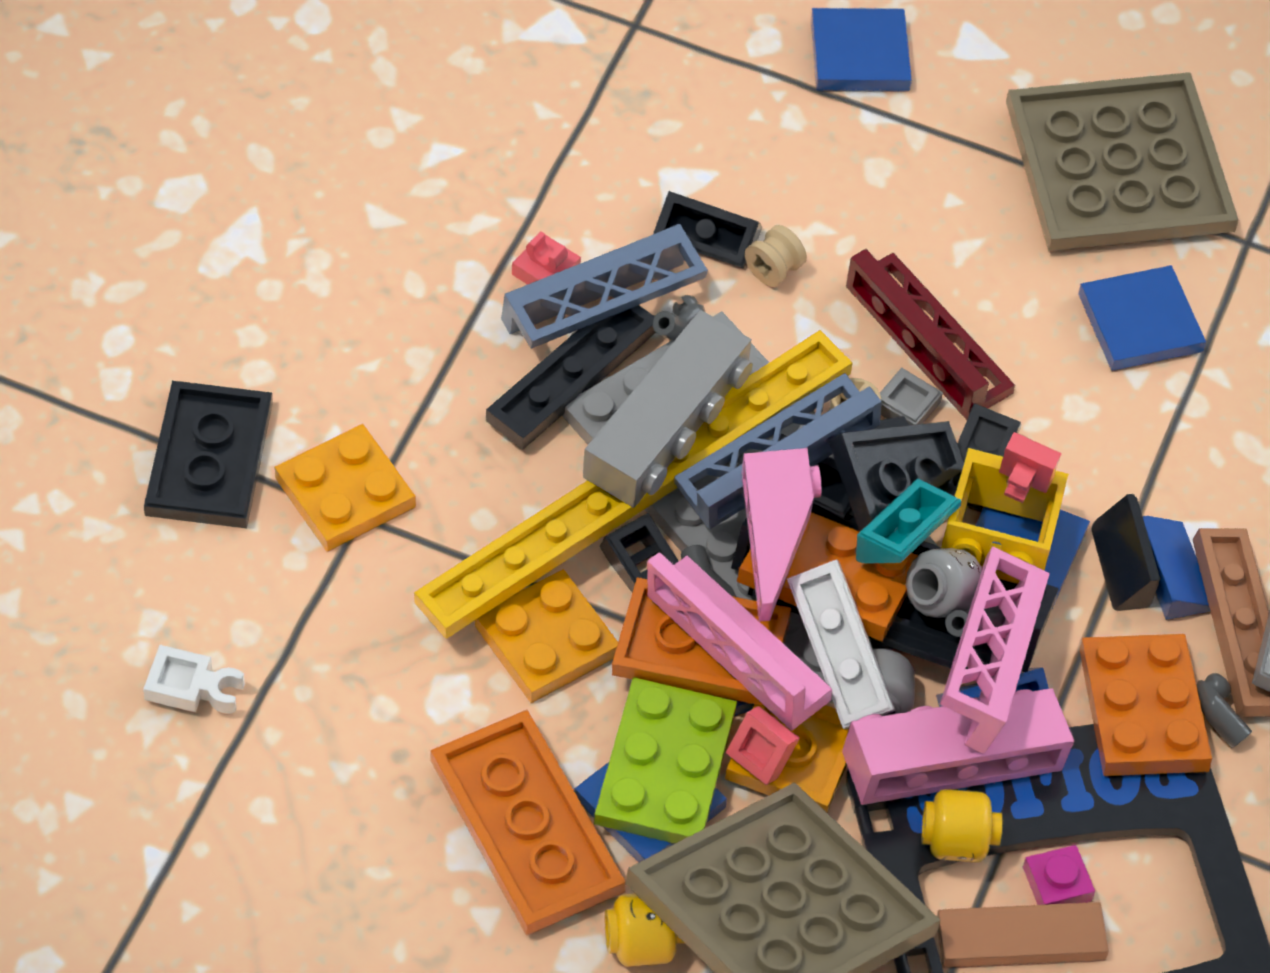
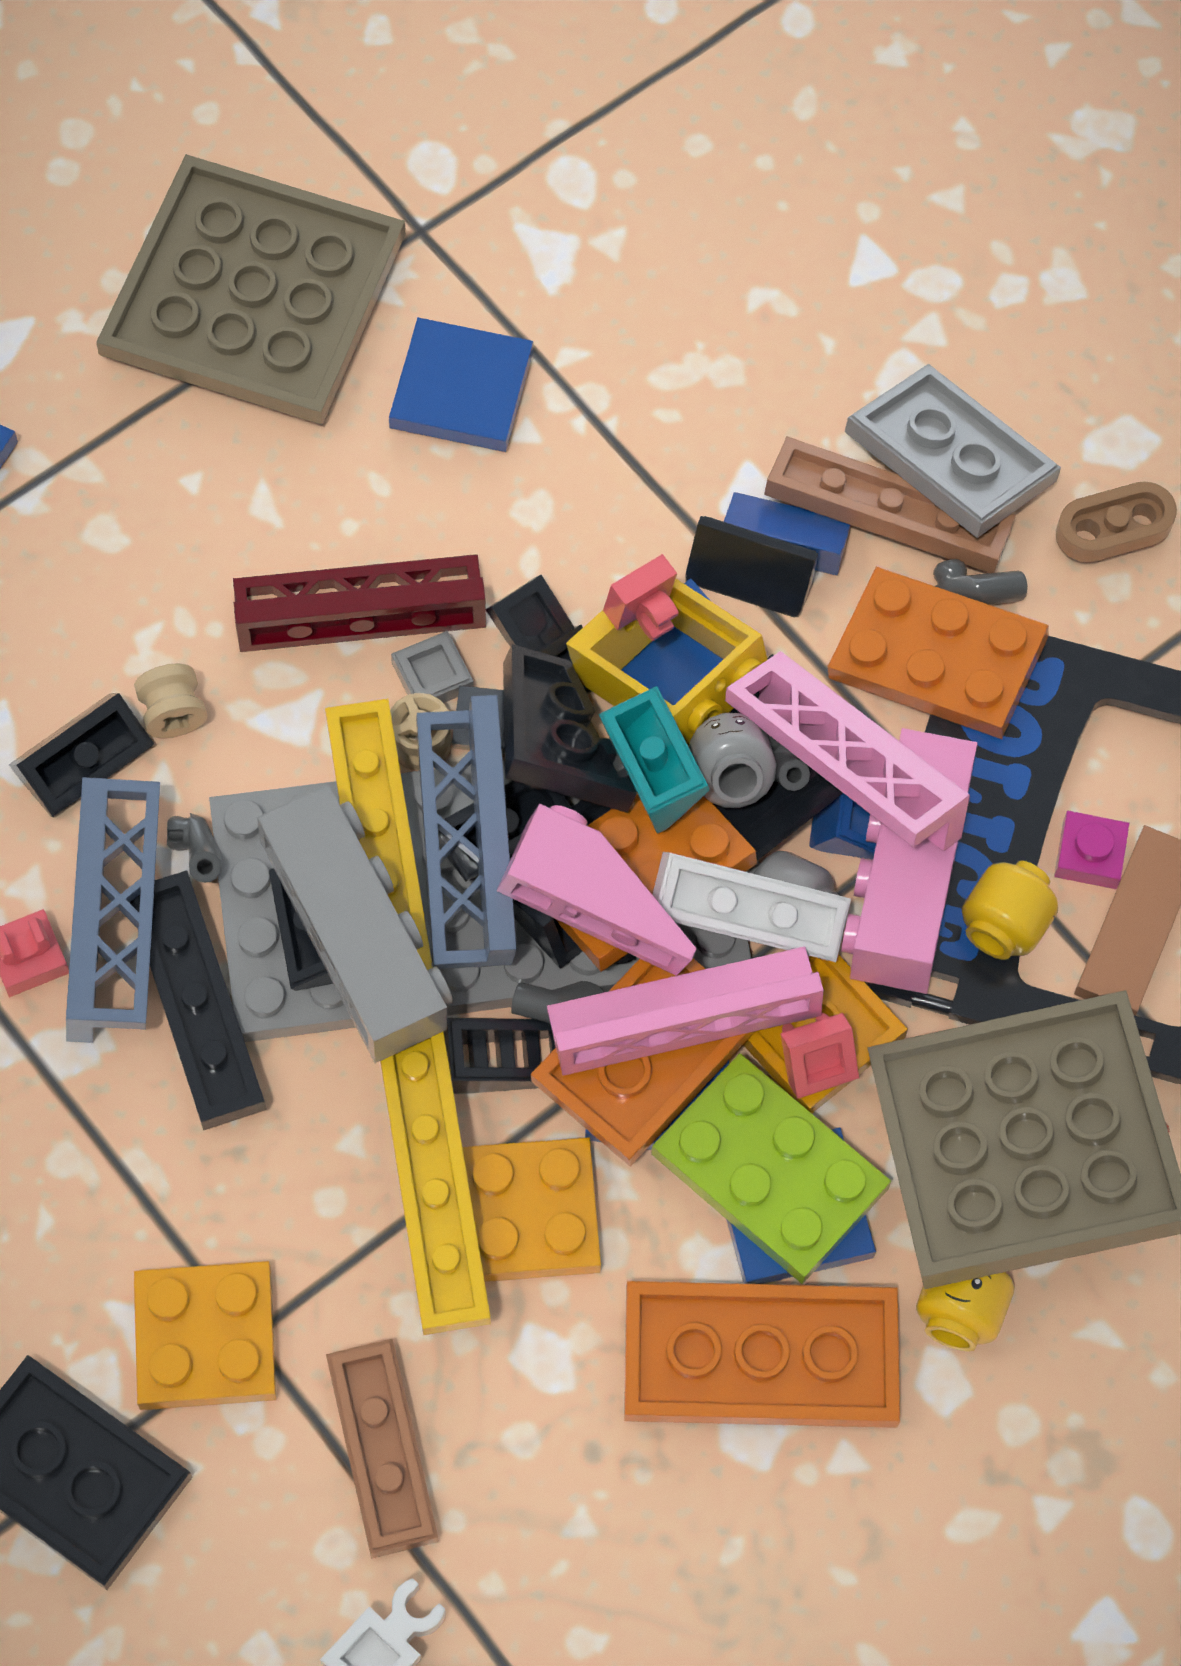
camera: 60 degrees left, 10 degrees up
(327, 624) = (382, 1448): none -> nougat tile

